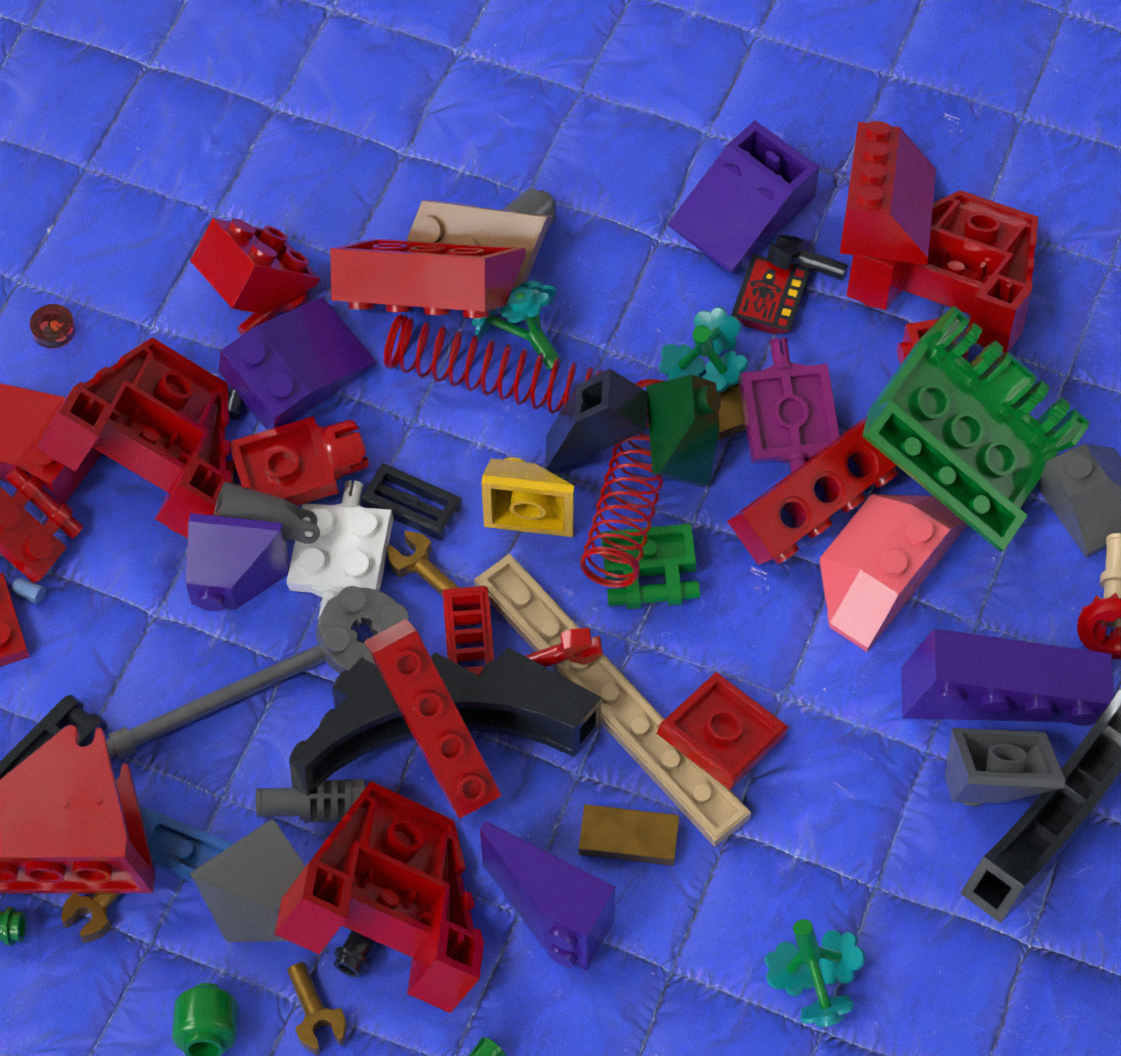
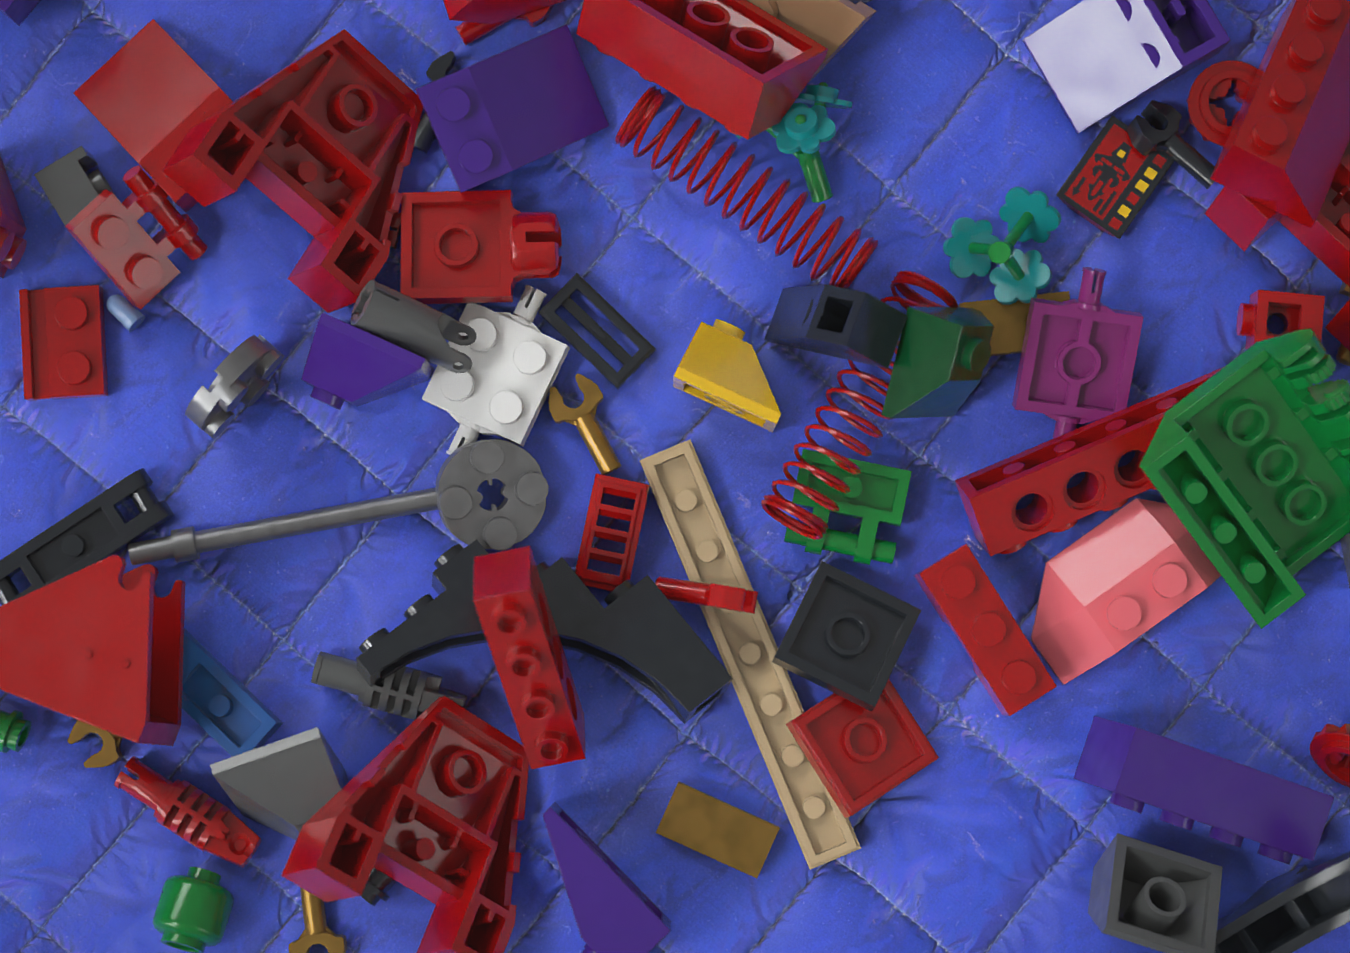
camera: 15 degrees right, 25 degrees up
(134, 603) = (238, 380): none -> flat silver plate
(182, 946) = (191, 813): none -> red hinge
(682, 654) = (846, 636): none -> black plate
(817, 635) = (986, 630): none -> red arch
(819, 218) = (1214, 85): none -> red gear

